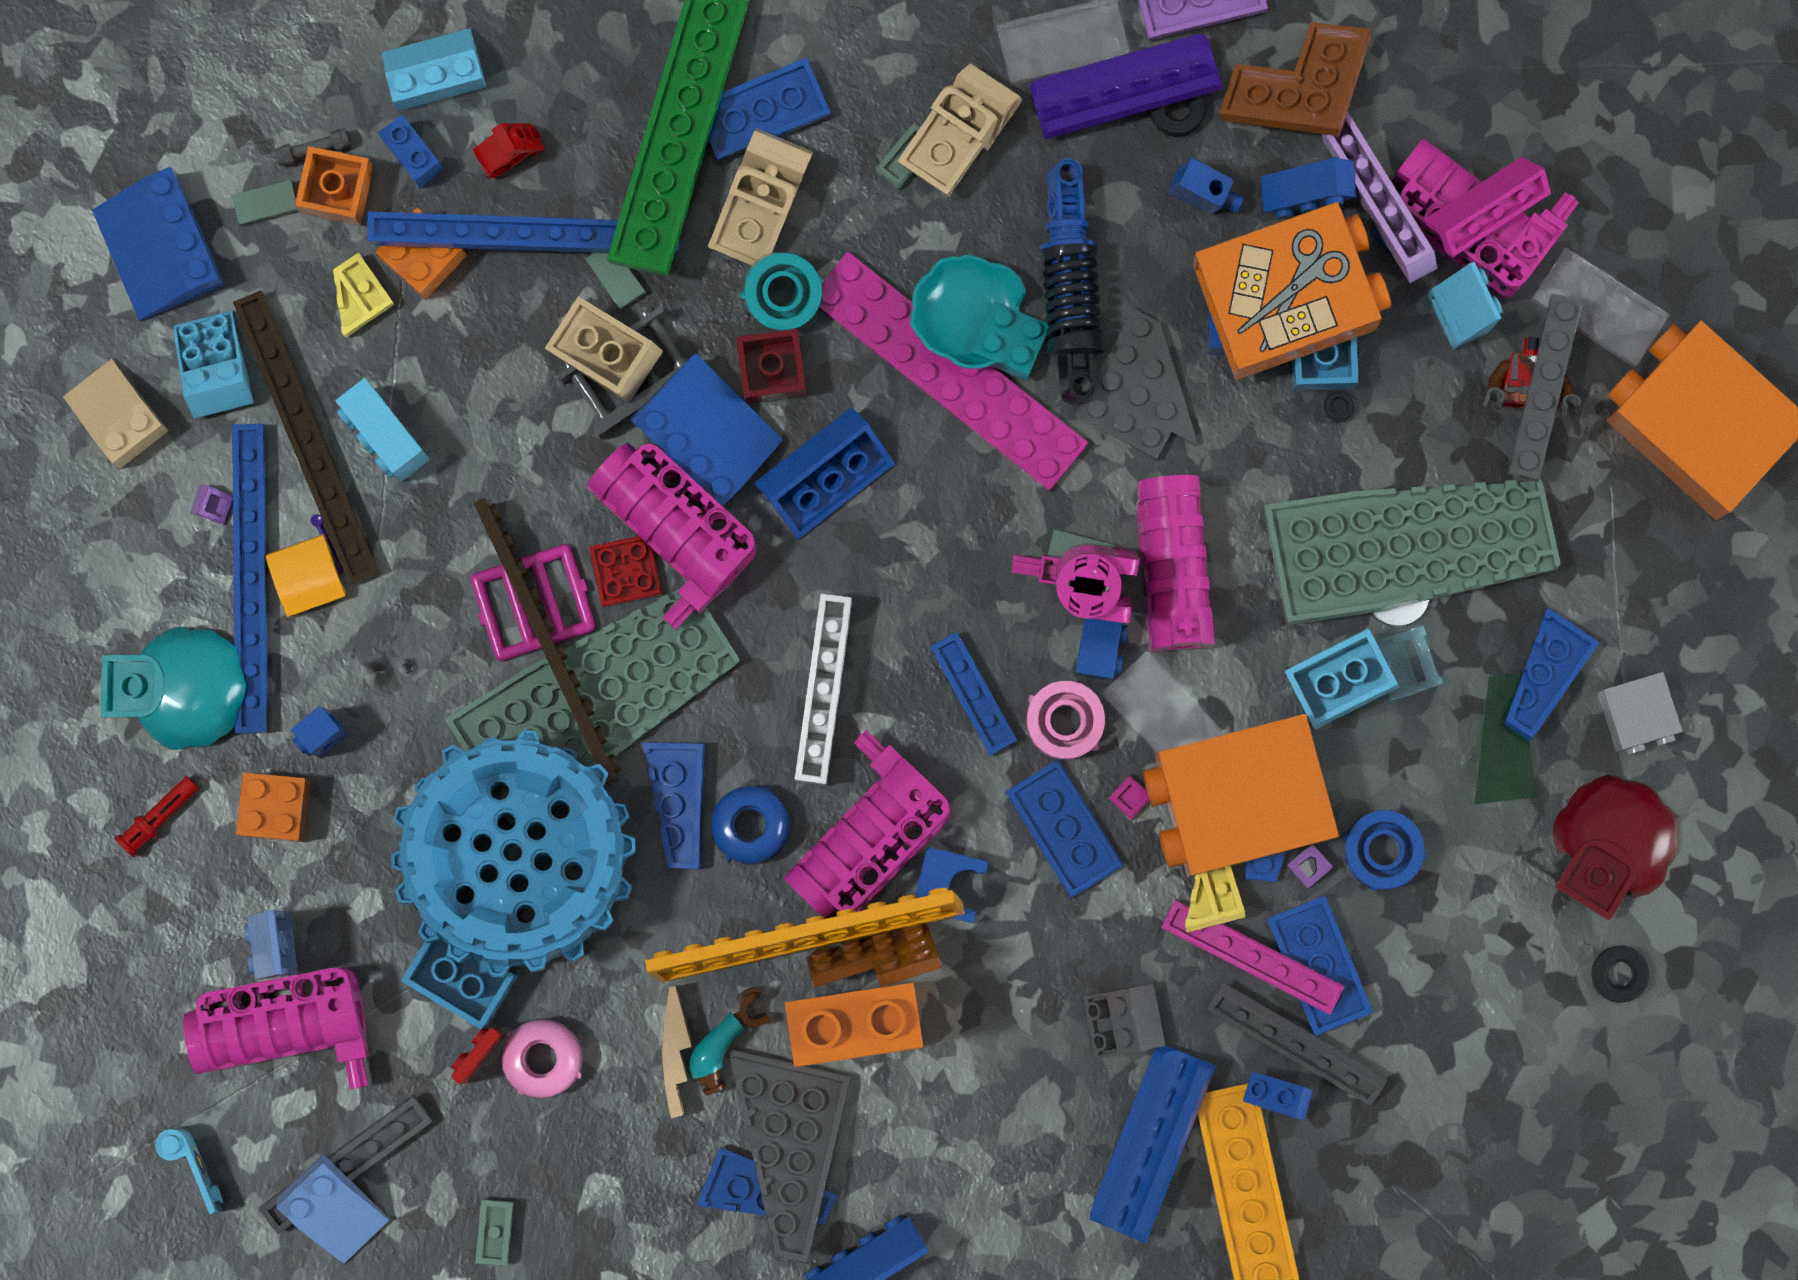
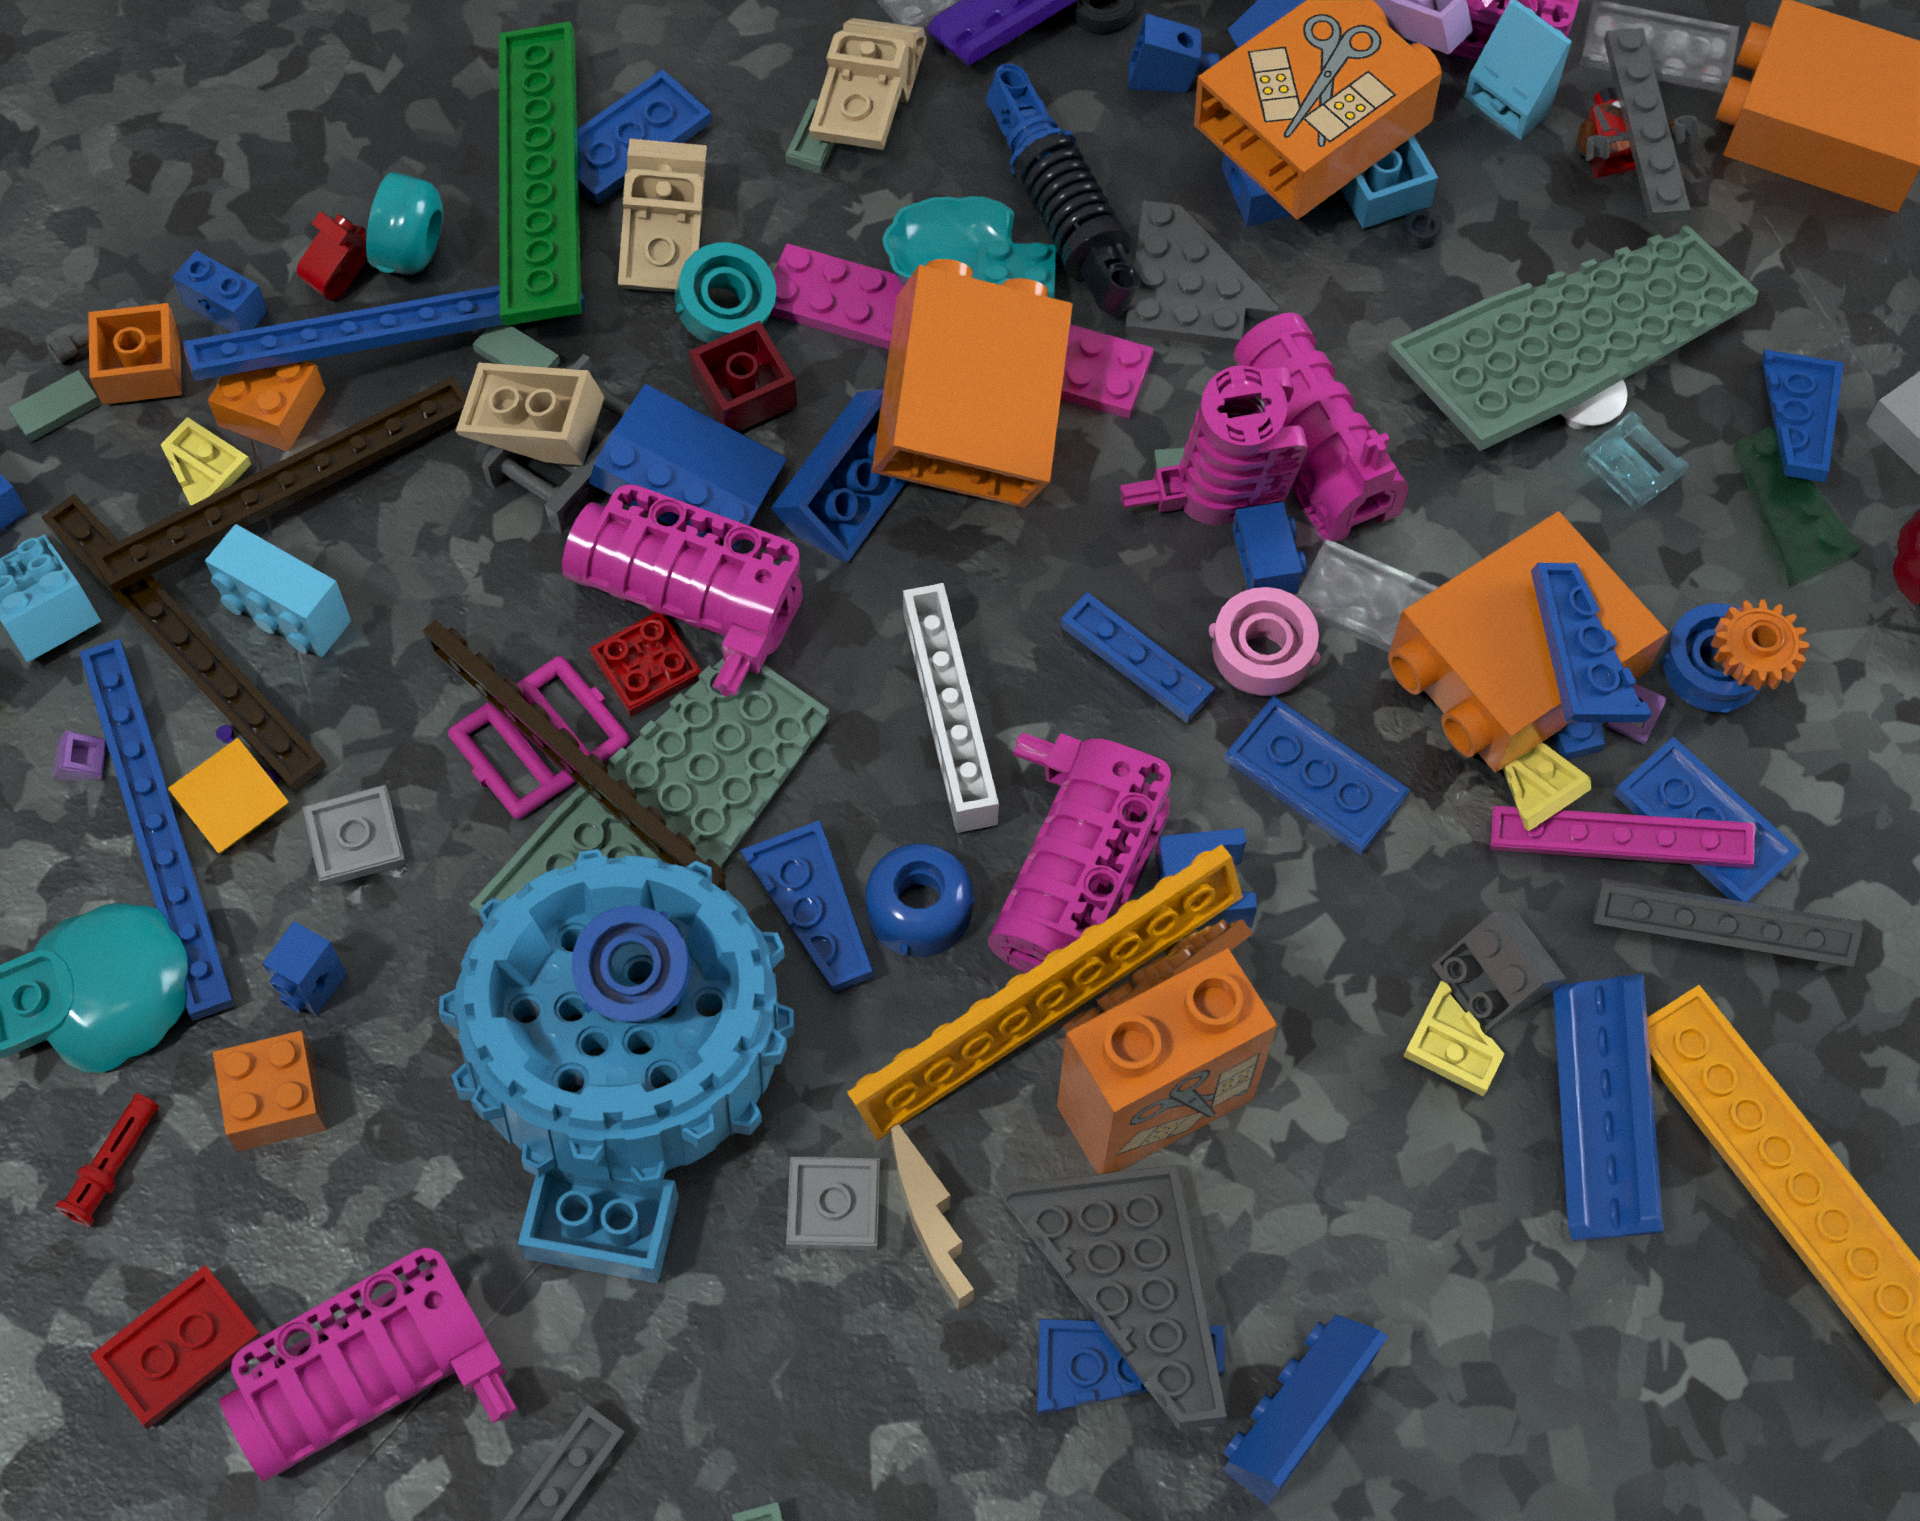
camera: 25 degrees left, 20 degrees down
(168, 960) = (175, 1347): none -> red plate
(271, 945) = (312, 1256): medium blue slope -> none
(383, 633) = (353, 836): none -> light grey tile
(413, 336) = (280, 485): none -> dark brown plate
(433, 69) = (225, 211): medium azure slope -> none
(469, 1063) = (655, 1321): red tile -> none
(508, 857) = (607, 935): none -> blue piece
(562, 146) = (404, 225): none -> teal piece
(567, 1065) = (758, 1326): bright pink piece -> none
(617, 1016) = (833, 1203): none -> light grey tile
(709, 1053) = (977, 1197): teal piece -> none
(931, 446) = (973, 384): none -> orange brick
(1071, 1059) = (1454, 1044): none -> light yellow wing
(1129, 797) = (1380, 712): dark pink tile -> none
(1266, 840) = (1582, 652): none -> blue wing
(1278, 1095) = (1743, 984): blue pin -> none
(1341, 679) = (1579, 475): medium azure brick -> none
(1424, 861) = (1754, 665): none -> orange gear

